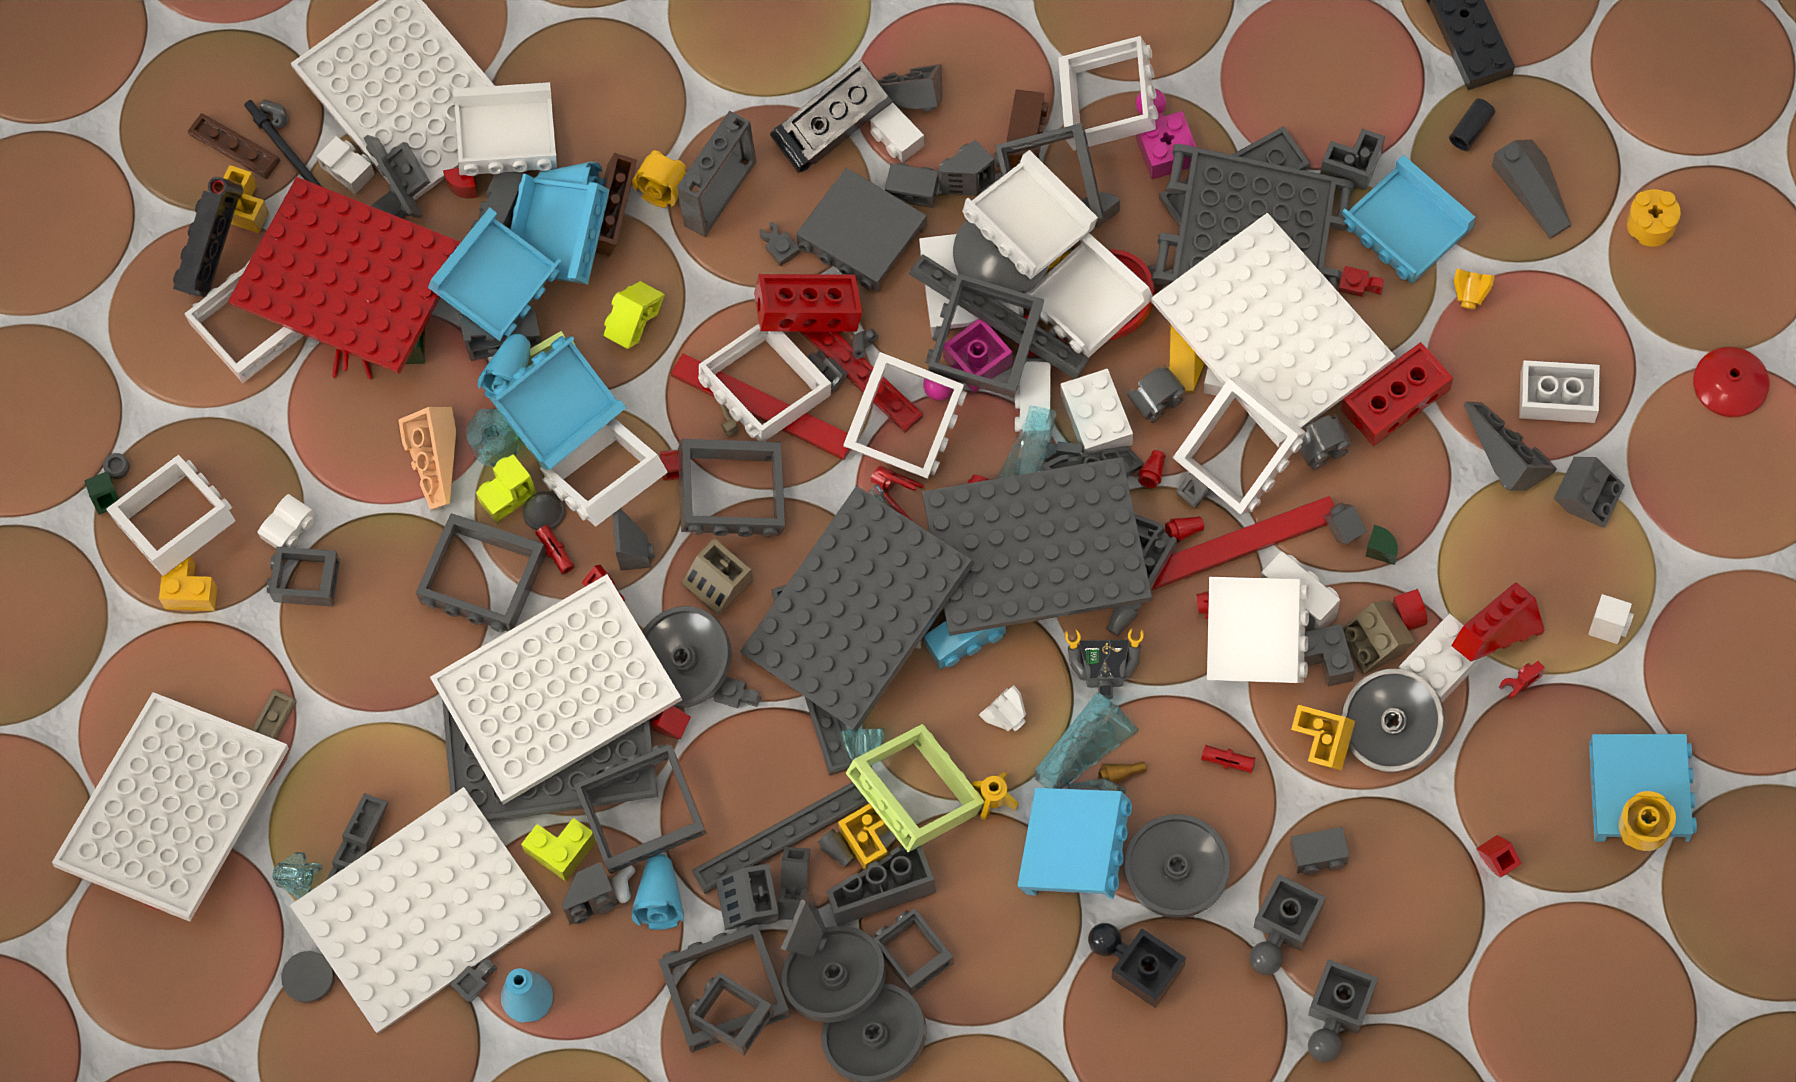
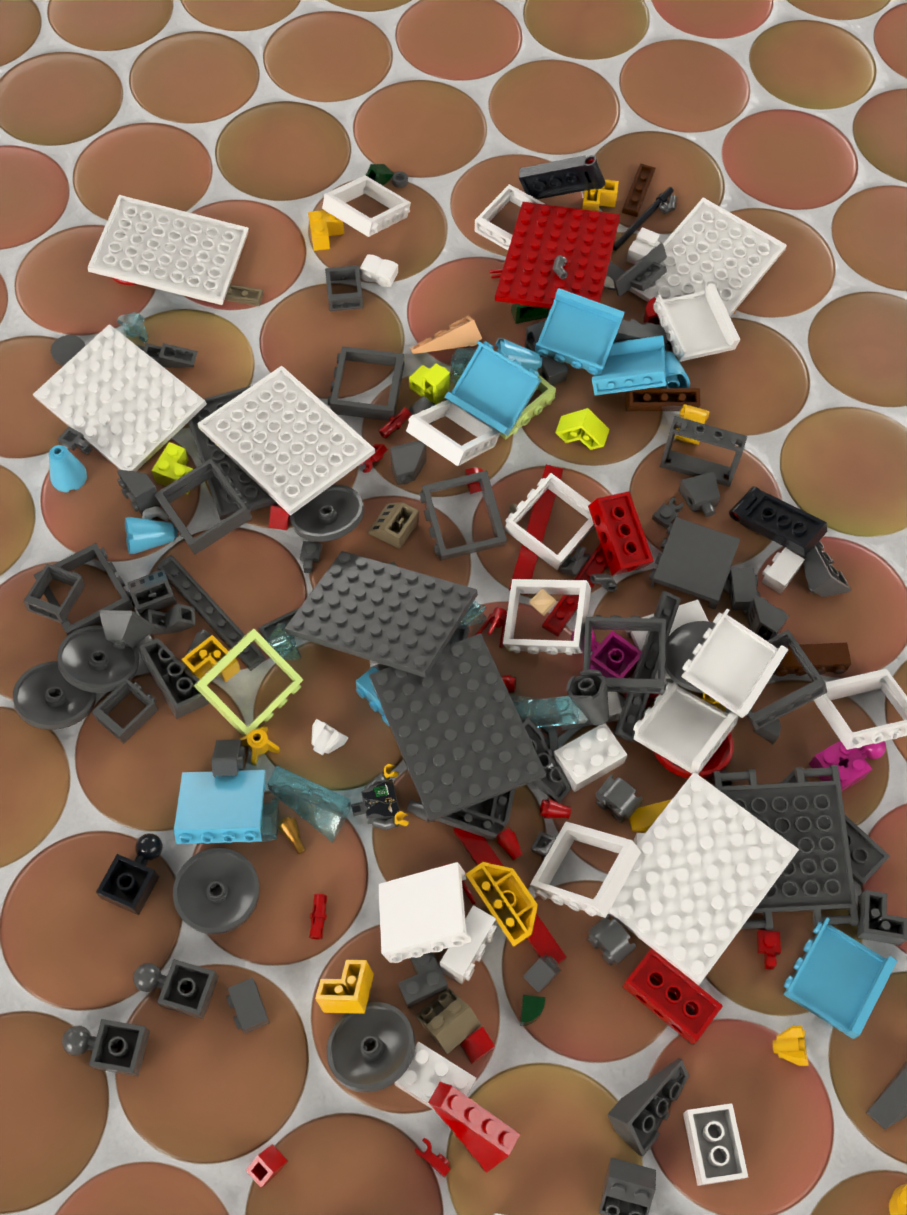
camera: 70 degrees right, 5 degrees down
(378, 275) = (558, 266): none -> dark grey arm
(764, 196) = (701, 493): none -> dark grey torso
(890, 413) = (542, 602): none -> tan tile
(1010, 828) = (227, 758): none -> dark grey brick
(1033, 383) = (590, 695): none -> dark grey cone
(1258, 539) = (506, 899): none -> yellow wedge

